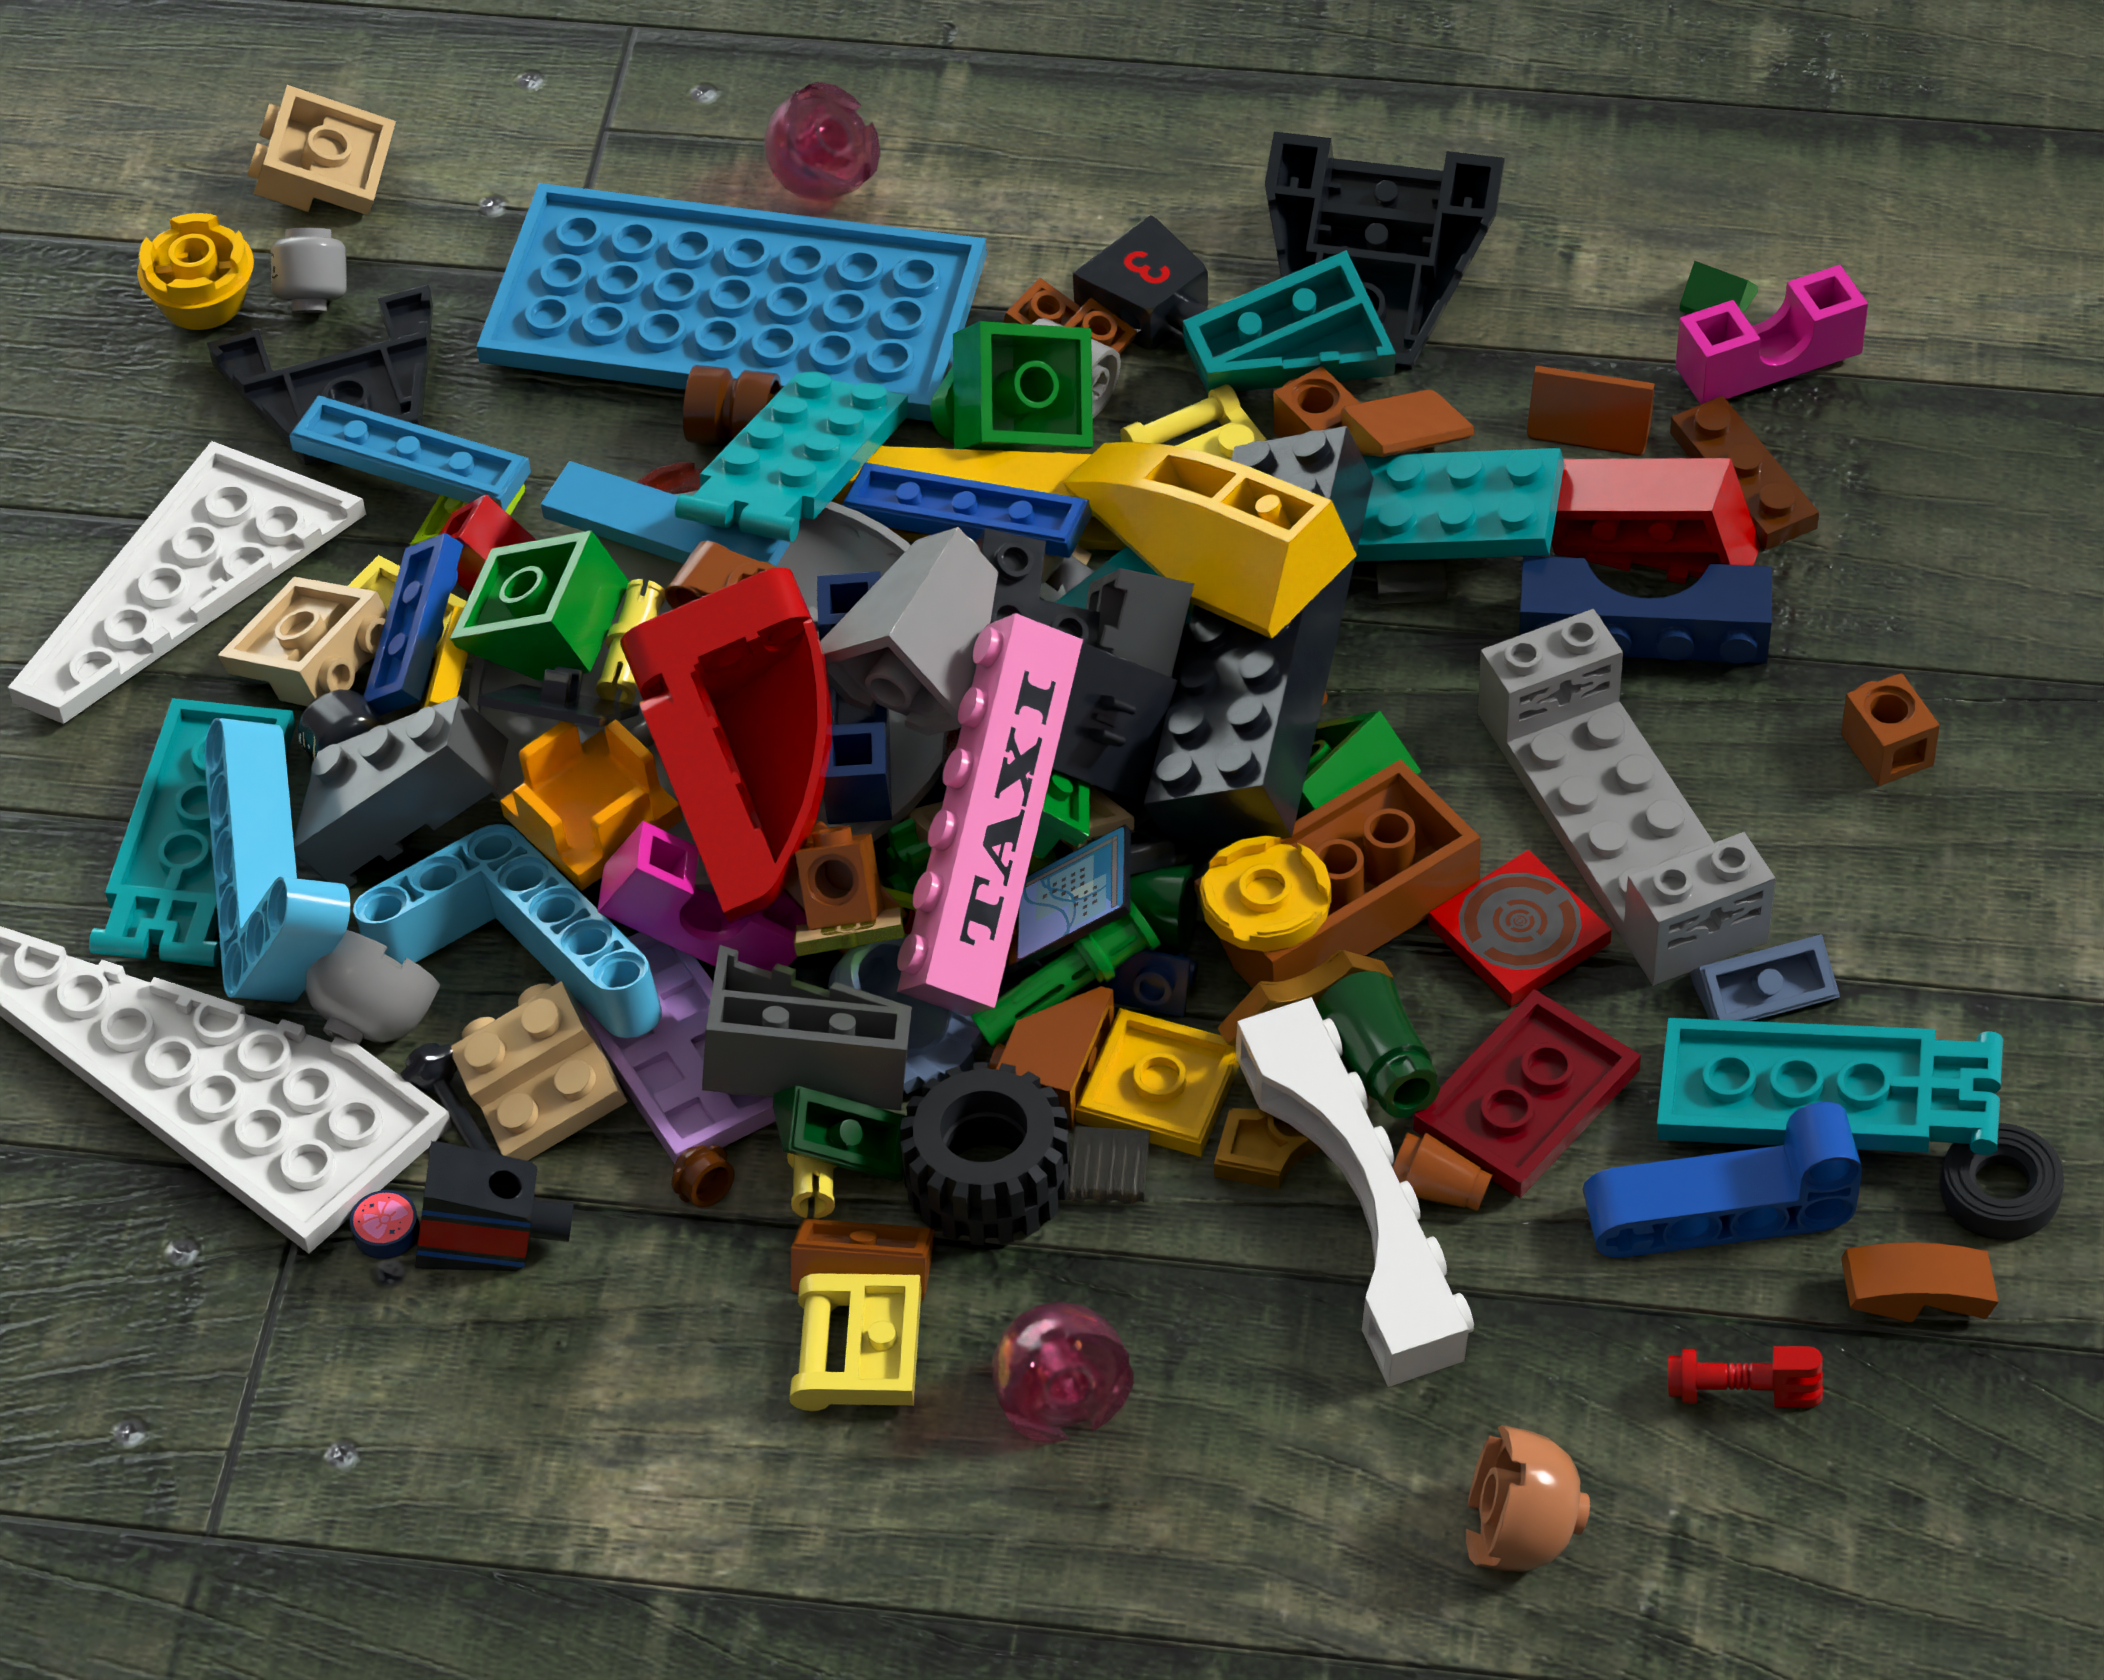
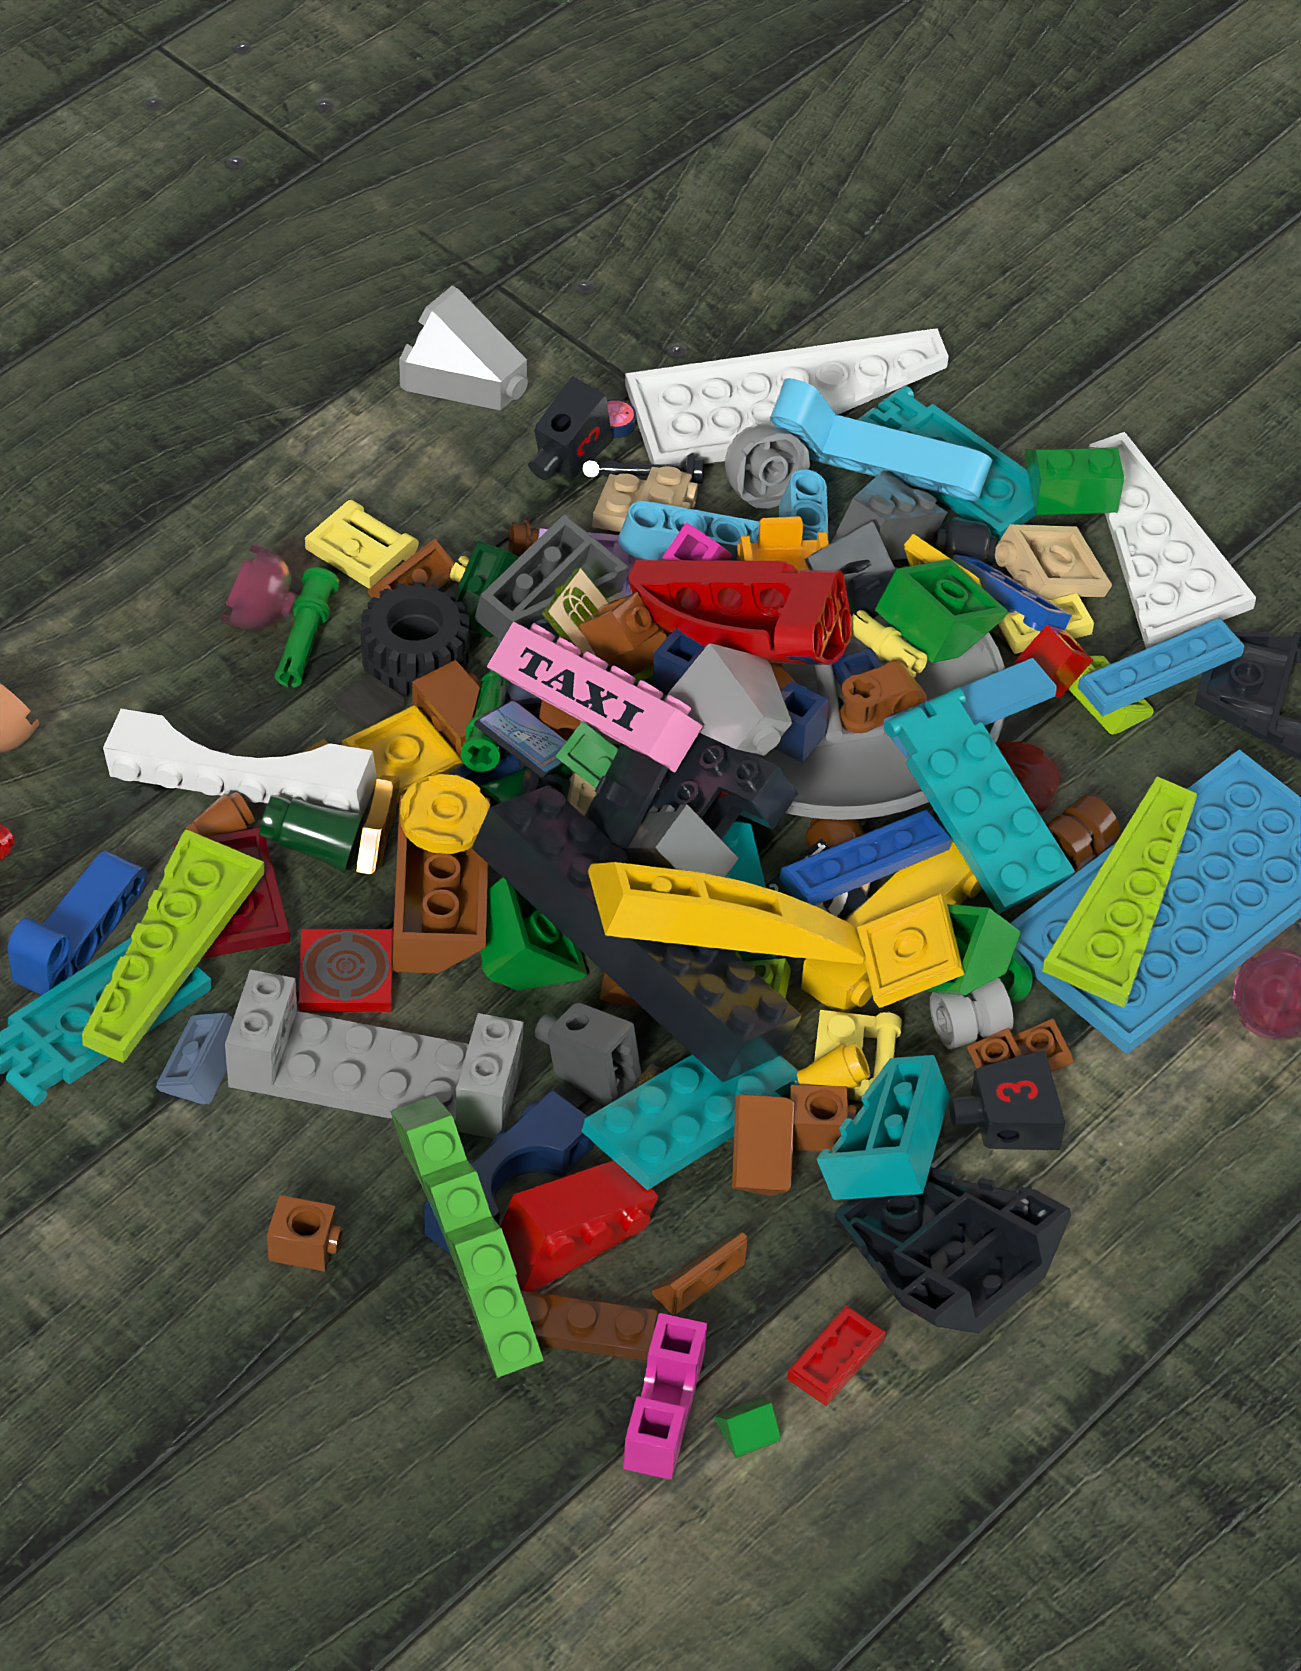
camera: 120 degrees right, 0 degrees up
(146, 667) = (1075, 480): none -> green slope
(426, 1434) = (462, 356): none -> light grey slope
(883, 301) = (1116, 916): none -> lime wing
(984, 1320) = (310, 612): none -> green pin
(1066, 400) = (910, 950): none -> yellow tile
(1258, 407) = (839, 1067): none -> yellow cone
(1431, 629) = (592, 1051): none -> dark grey torso
(1579, 267) = (836, 1355): none -> red plate
(1638, 1063) = (183, 919): none -> lime wing
(1721, 612) = (470, 1233): none -> bright green arch

